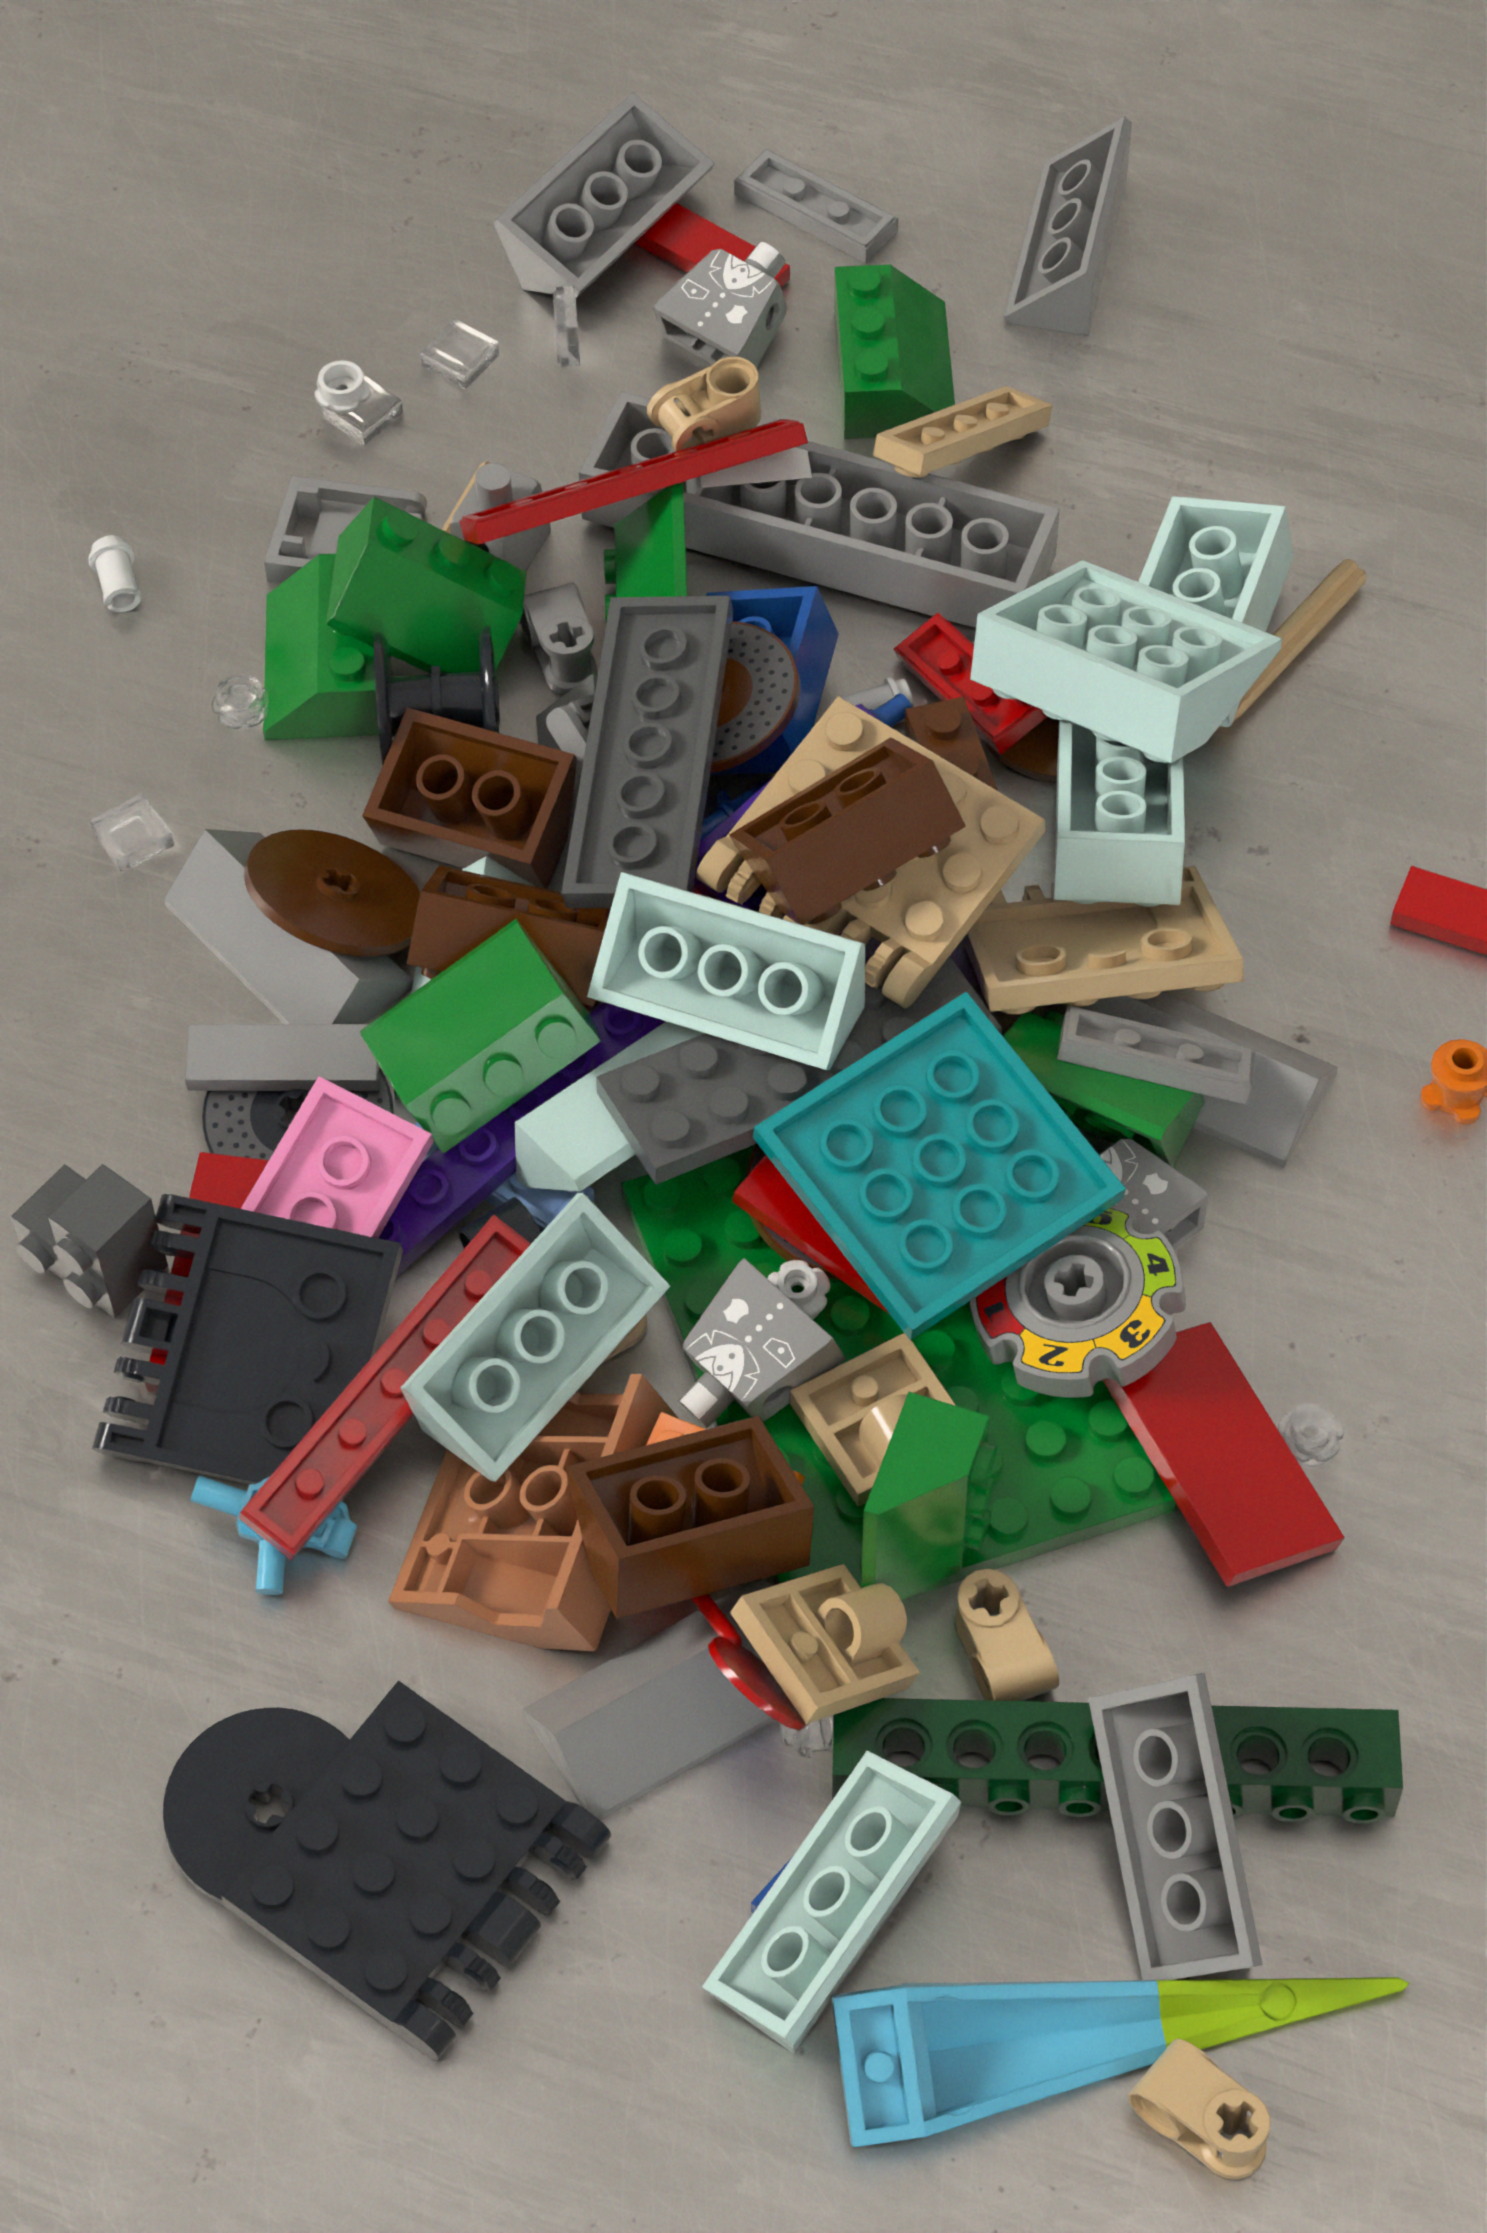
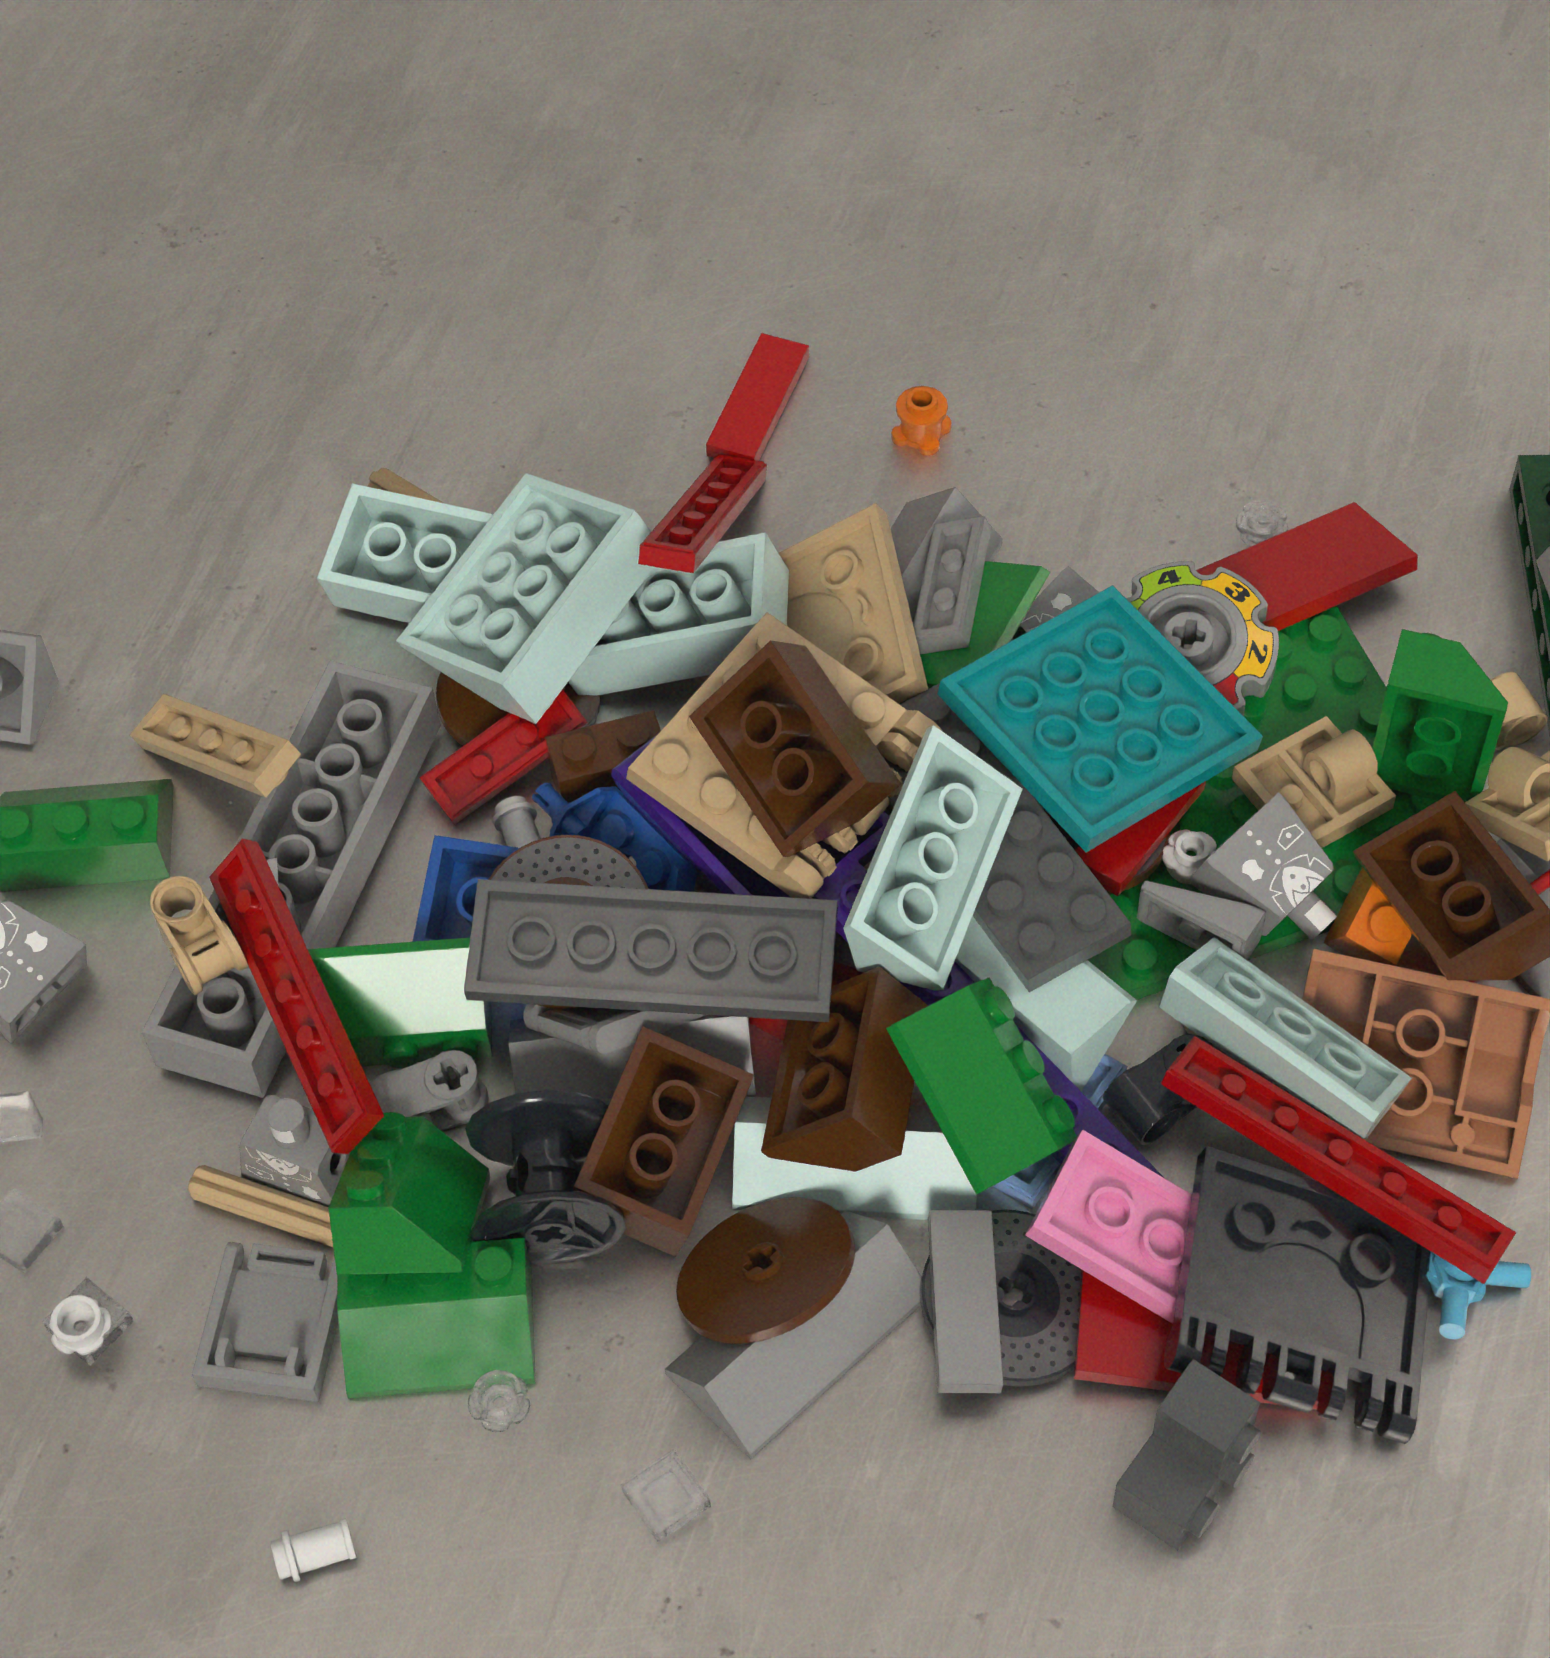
camera: 90 degrees left, 0 degrees up
(695, 1285) = (1200, 917): none -> light grey slope
(1243, 812) = (703, 514): none -> red tile

